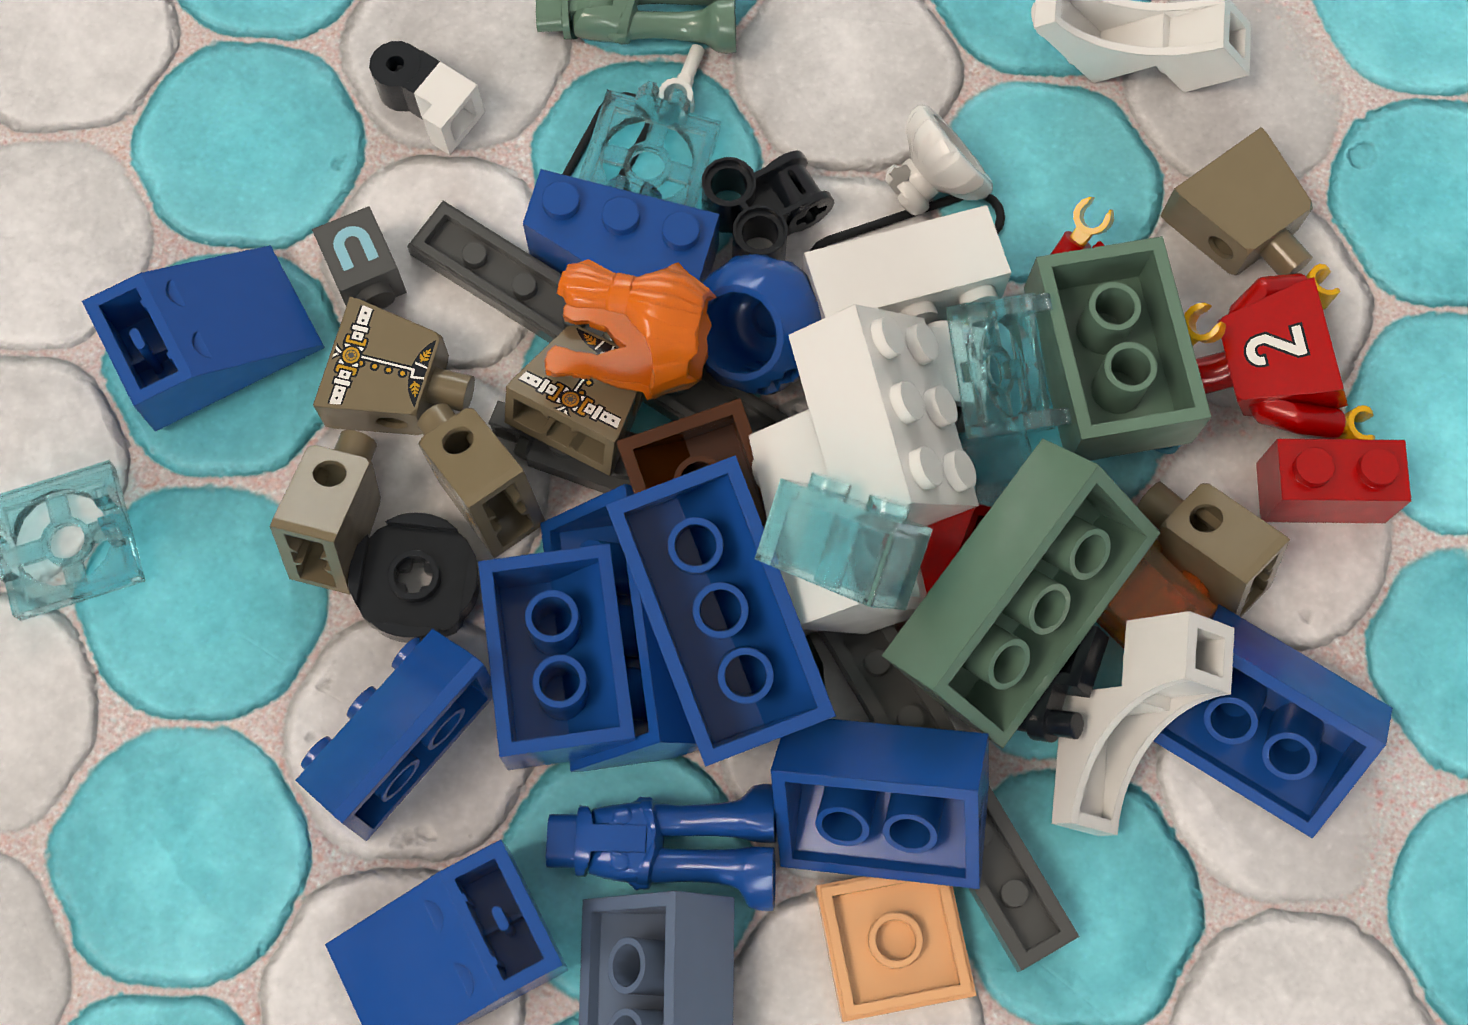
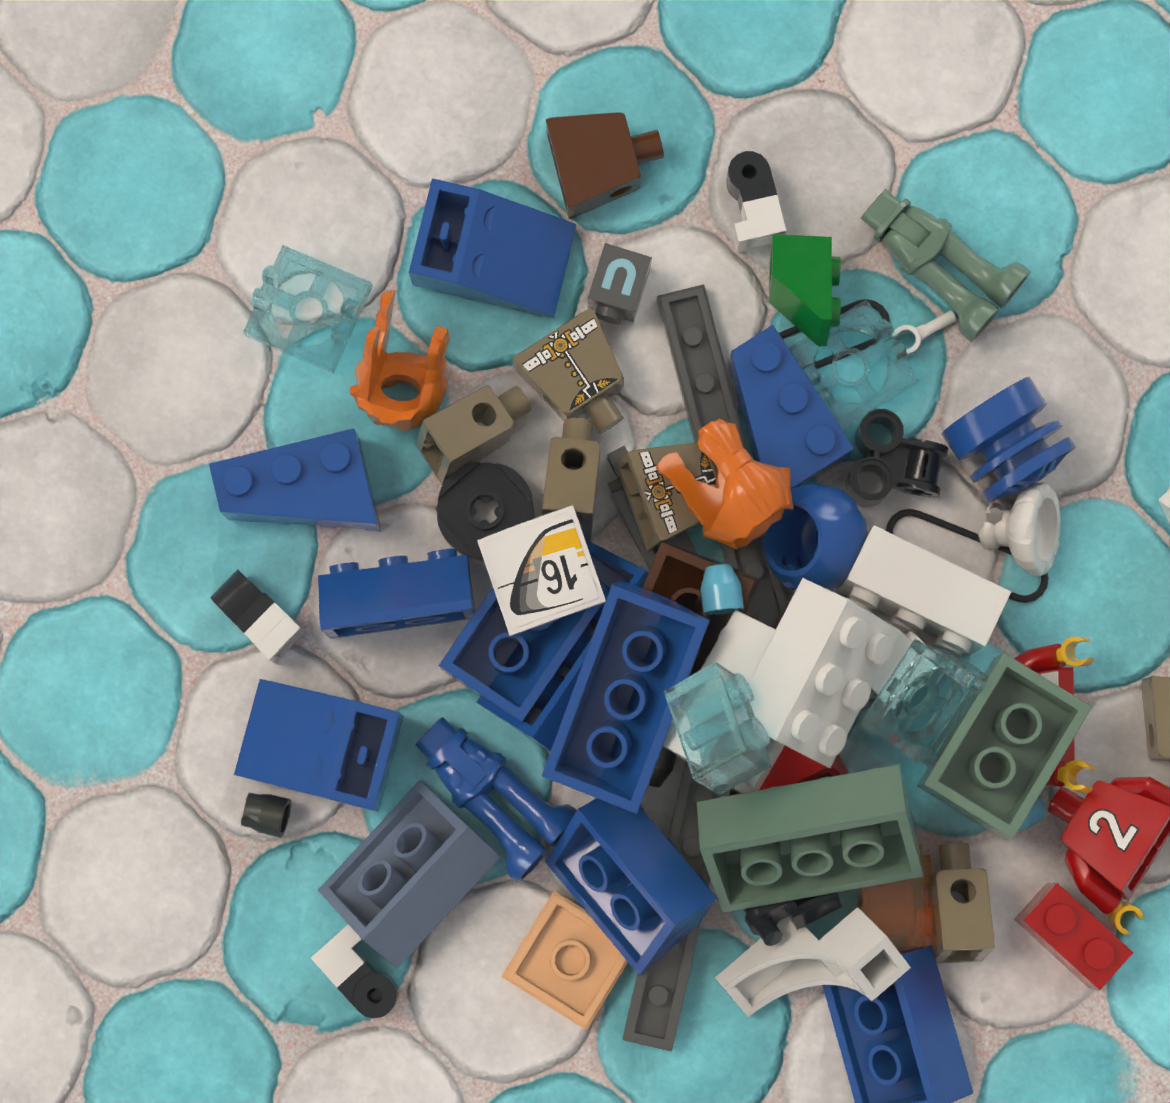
camera: 45 degrees right, 10 degrees up
(195, 533) = (388, 369): none -> orange piece
(196, 711) = (300, 483): none -> blue wedge
(238, 170) = (598, 158): none -> reddish brown torso
(268, 882) = (257, 616): none -> leg
(521, 568) = (541, 570): none -> slope
(537, 118) = (803, 282): none -> green slope
(717, 430) = (721, 591): none -> medium azure hose
(851, 95) = (1008, 440): none -> blue wheel

